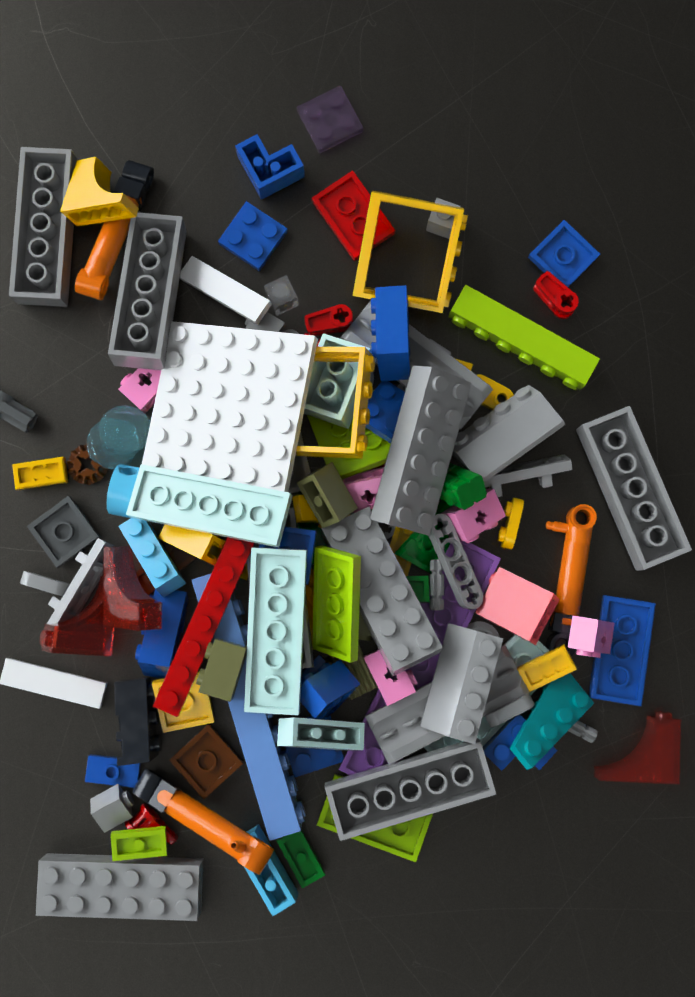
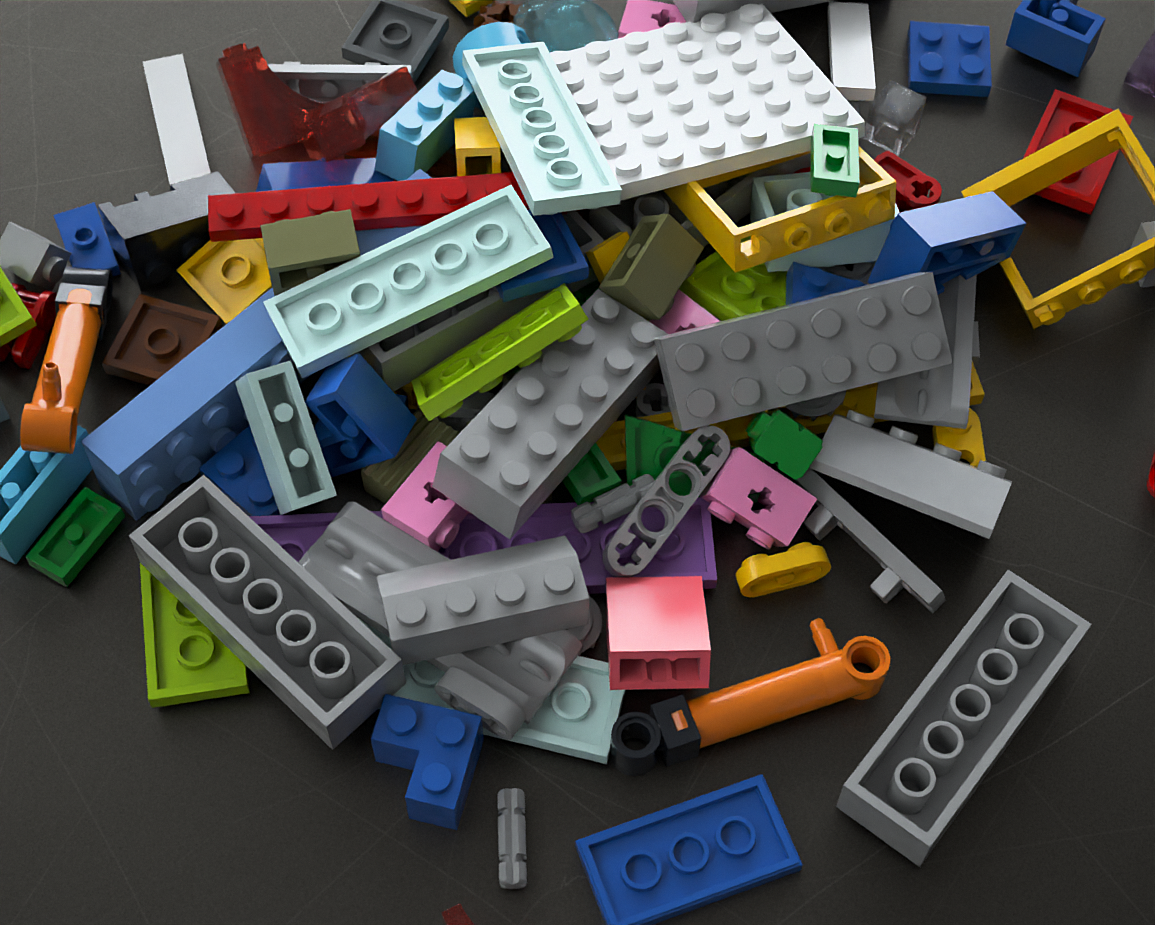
camera: 60 degrees right, 25 degrees down
(44, 583) = (310, 40): light grey beam -> none
(335, 370) = (834, 160): none -> plate
(523, 338) = (1078, 447): lime brick -> none
(547, 668) = (583, 725): yellow plate -> none
(551, 717) = (511, 776): teal wing -> none
(590, 636) = (680, 762): bright pink brick -> none

